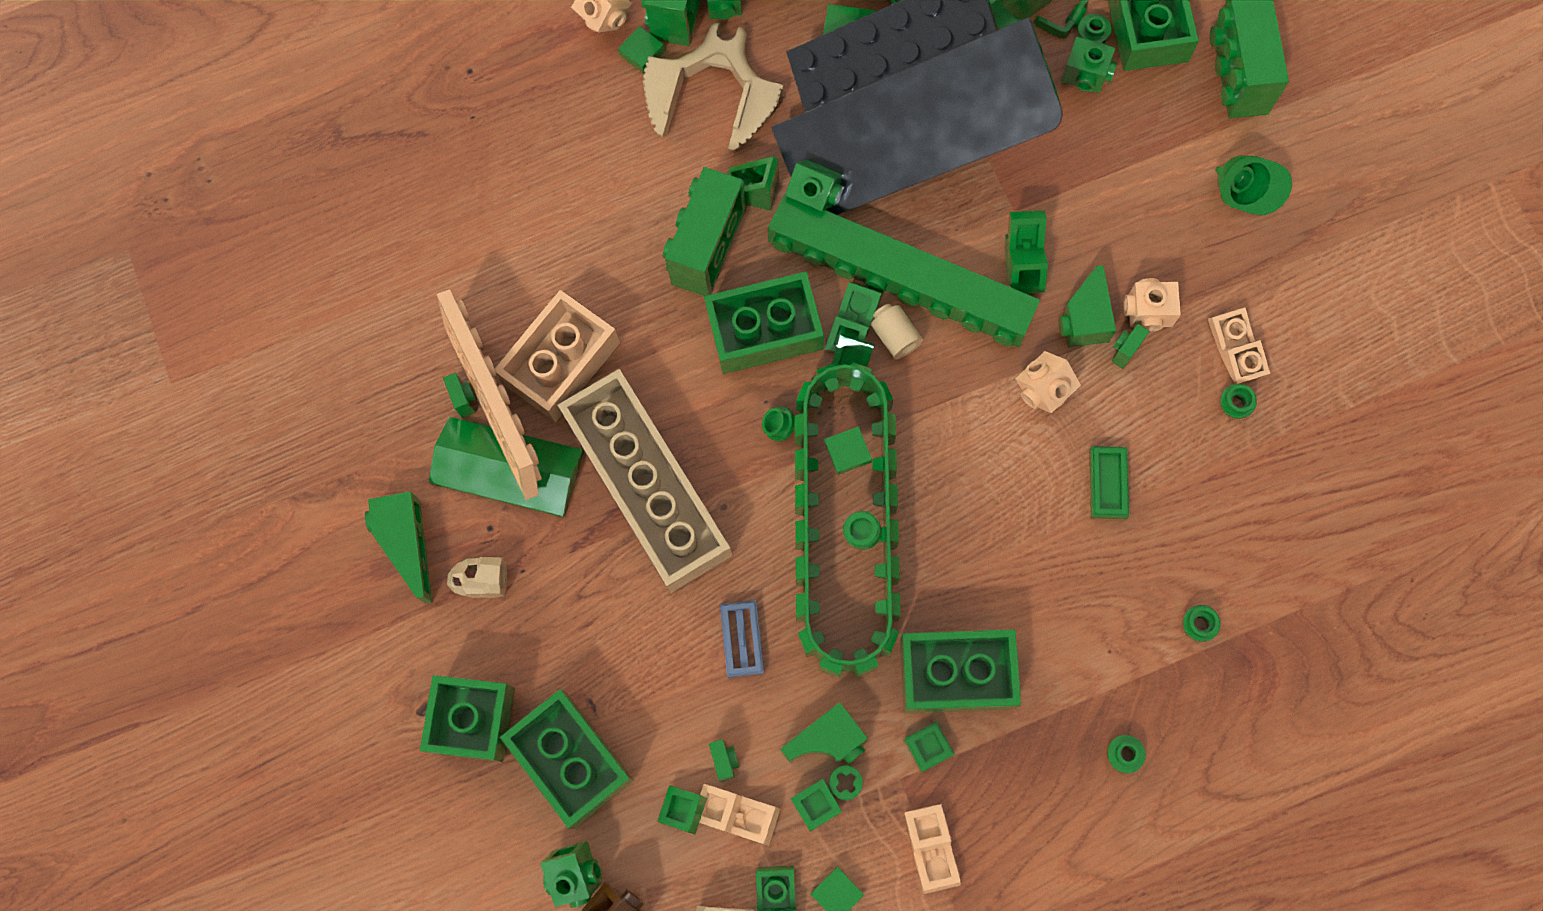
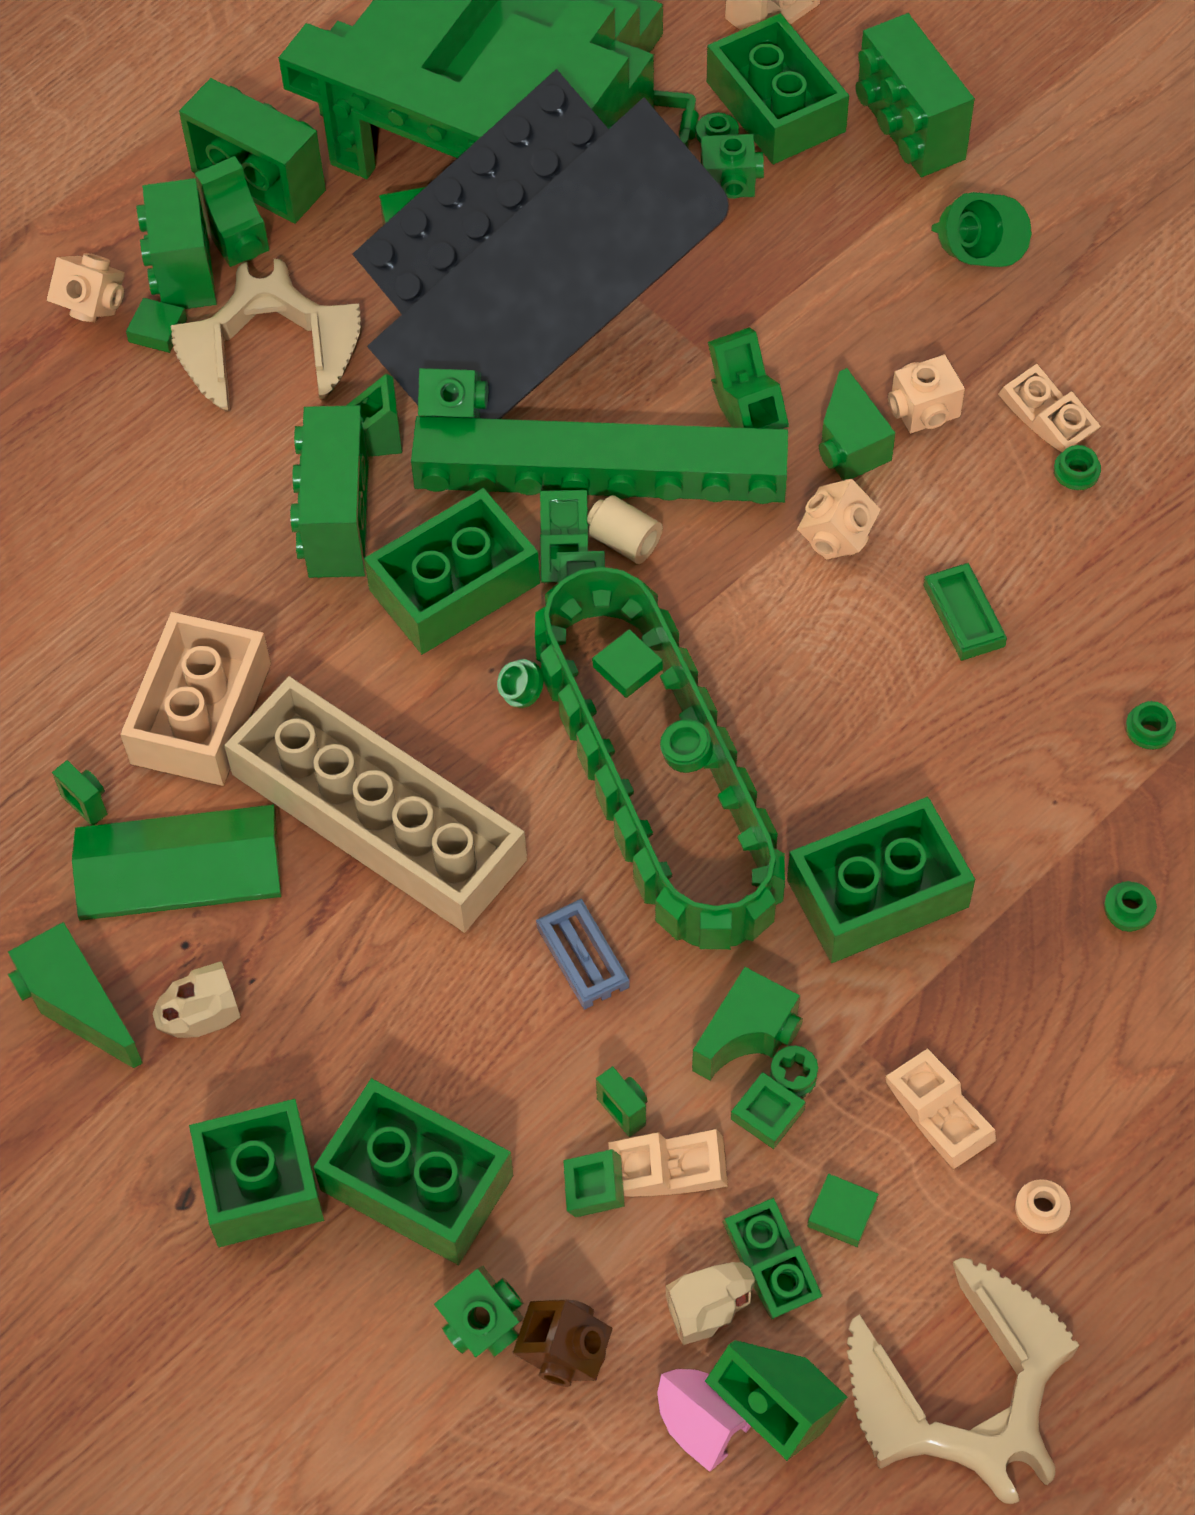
camera: 25 degrees left, 15 degrees down
(491, 397) = (128, 764): light nougat plate -> none
(928, 747) = (881, 991): green tile -> none
(1128, 344) = (917, 449): green plate -> none

